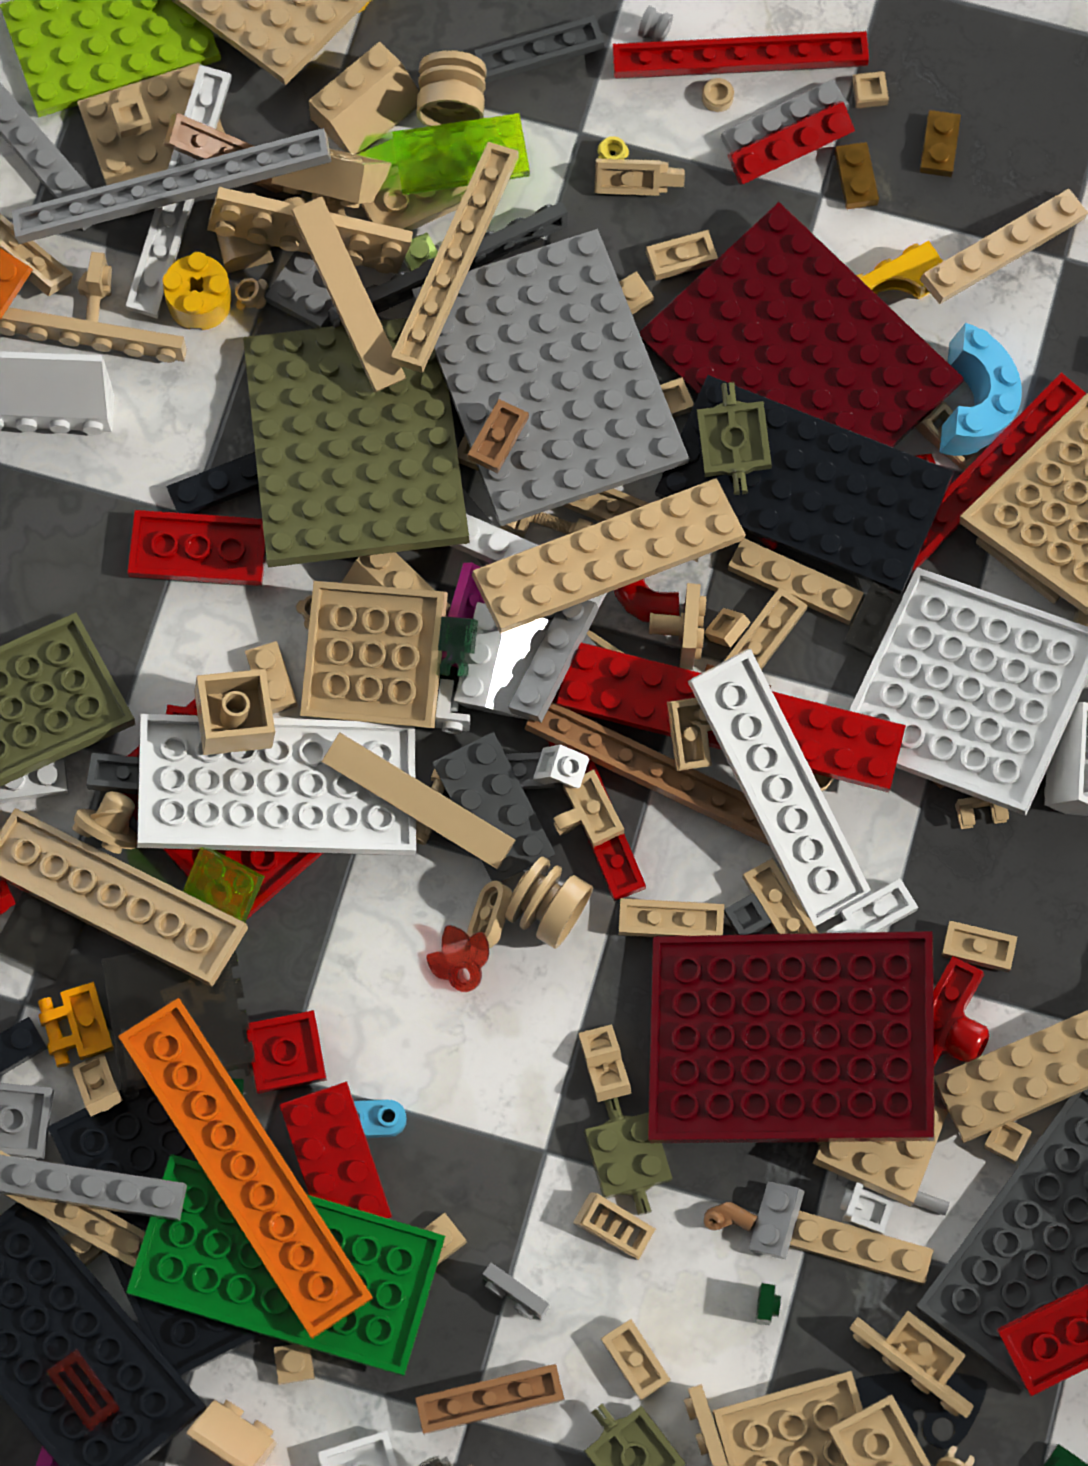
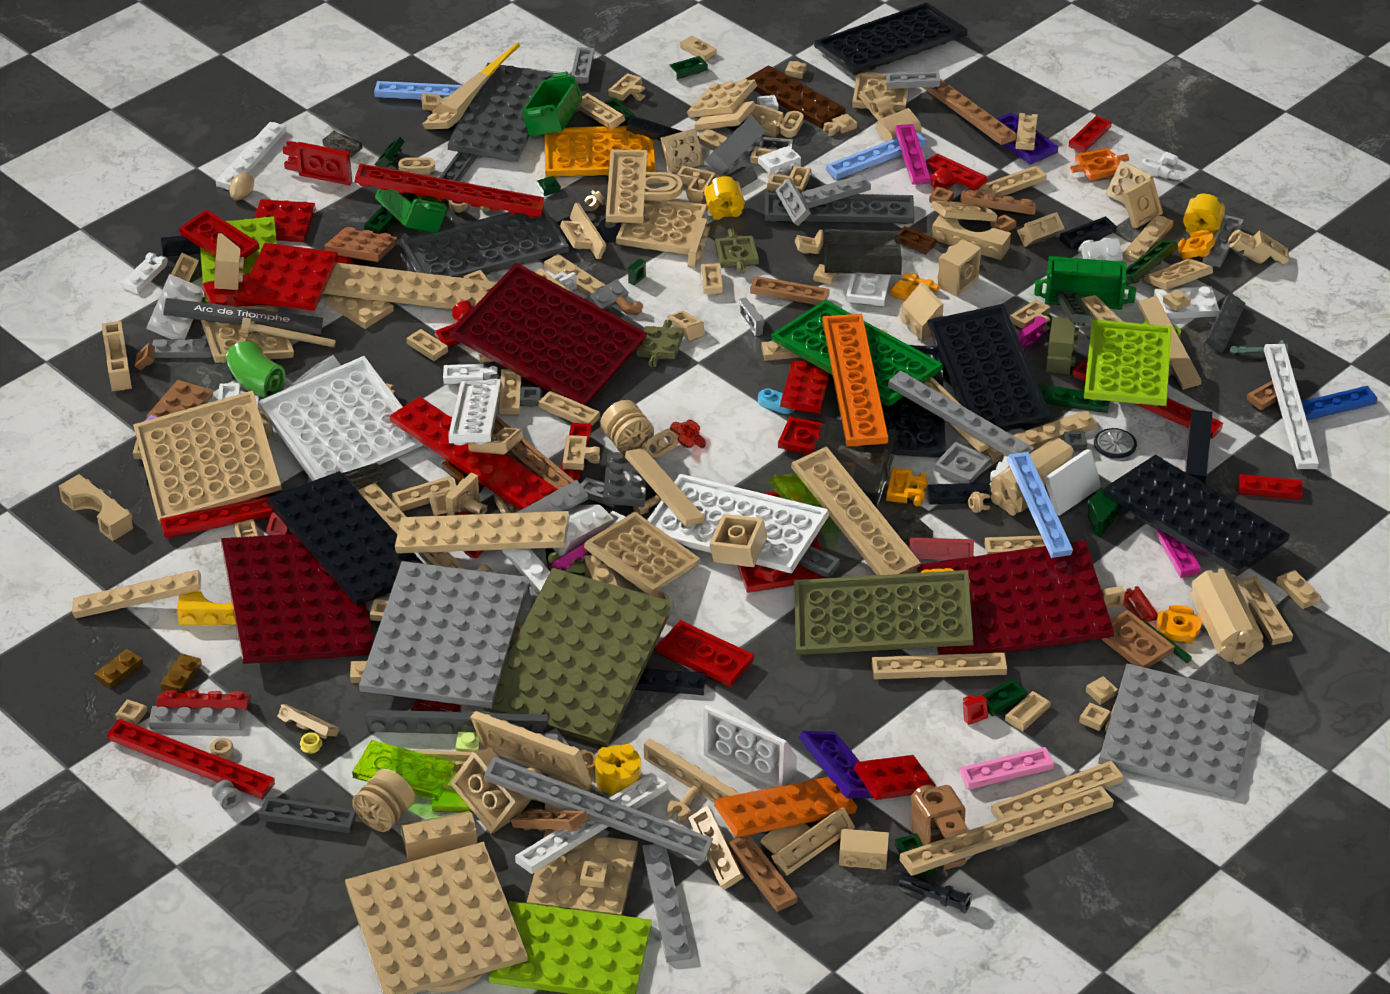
camera: 150 degrees left, 30 degrees down
(97, 1084) = (910, 451): tan plate -> none
(98, 274) = (674, 799): tan plate -> none
(100, 1414) = (994, 352): clear red tile -> none
(109, 822) = (840, 543): tan plate -> none
(279, 684) = (704, 585): tan plate -> none
(347, 293) = (533, 698): tan tile -> none
(454, 257) = (453, 695): tan plate -> none
(457, 639) = (594, 525): clear green plate -> none
(498, 436) = (500, 601): medium nougat plate -> none
(561, 765) = (581, 469): white bracket -> none
(604, 1063) = (645, 375): tan slope -> none
(681, 255) = (317, 674): tan plate -> none
(734, 438) = (370, 556): olive plate -> none
(995, 390) = (218, 523): medium azure brick -> none

